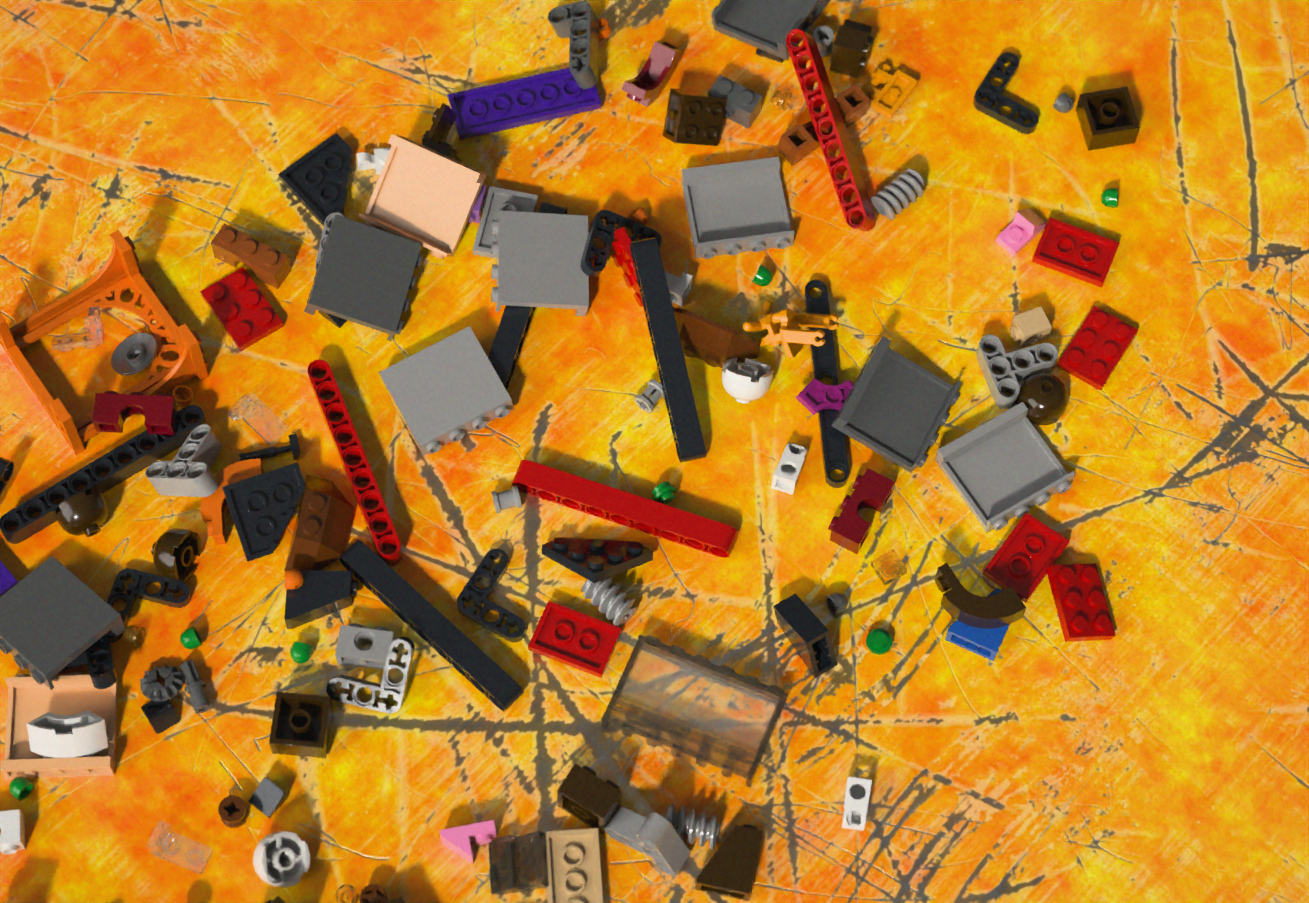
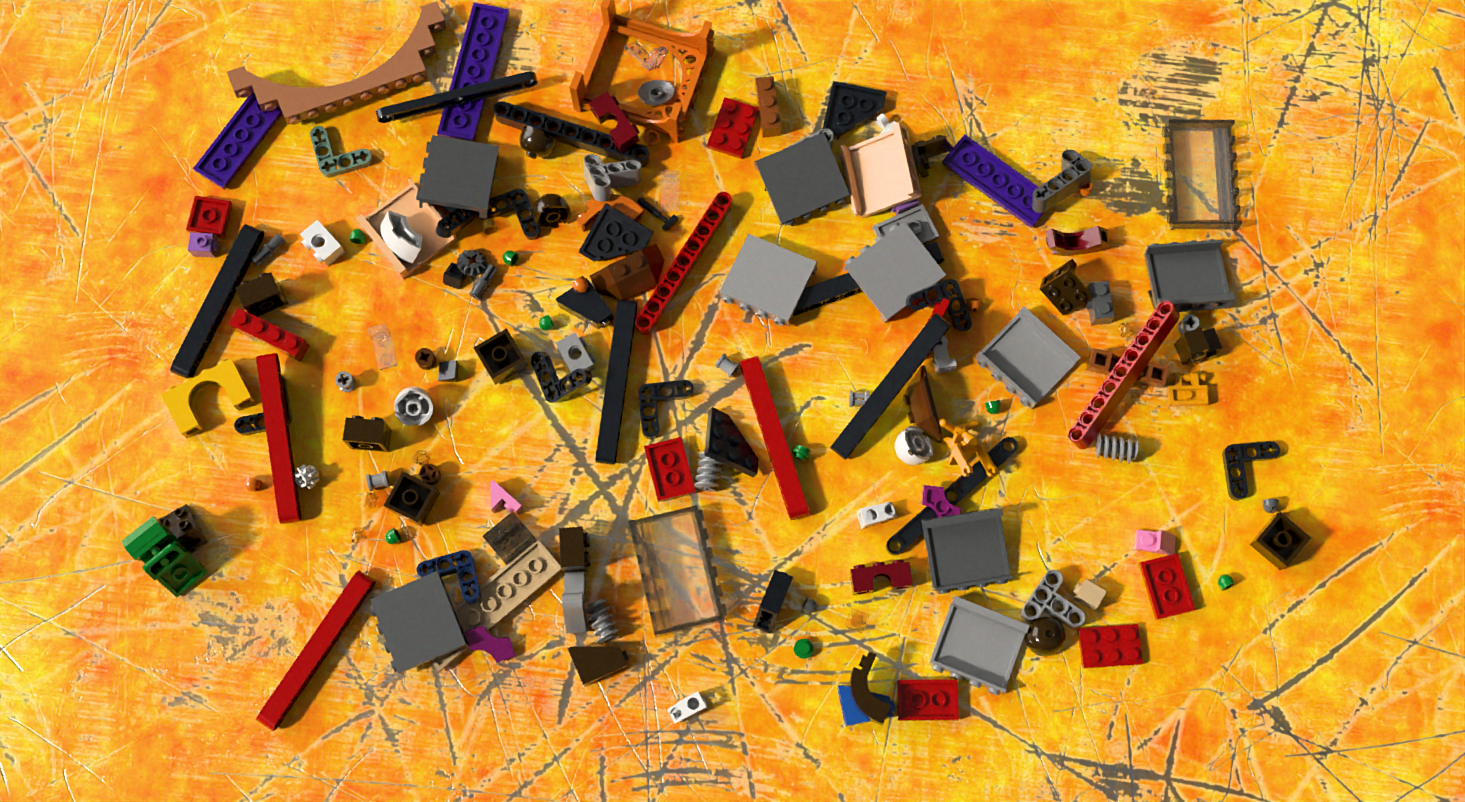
camera: 55 degrees right, 10 degrees up
(1080, 602) = (922, 754): red plate -> none

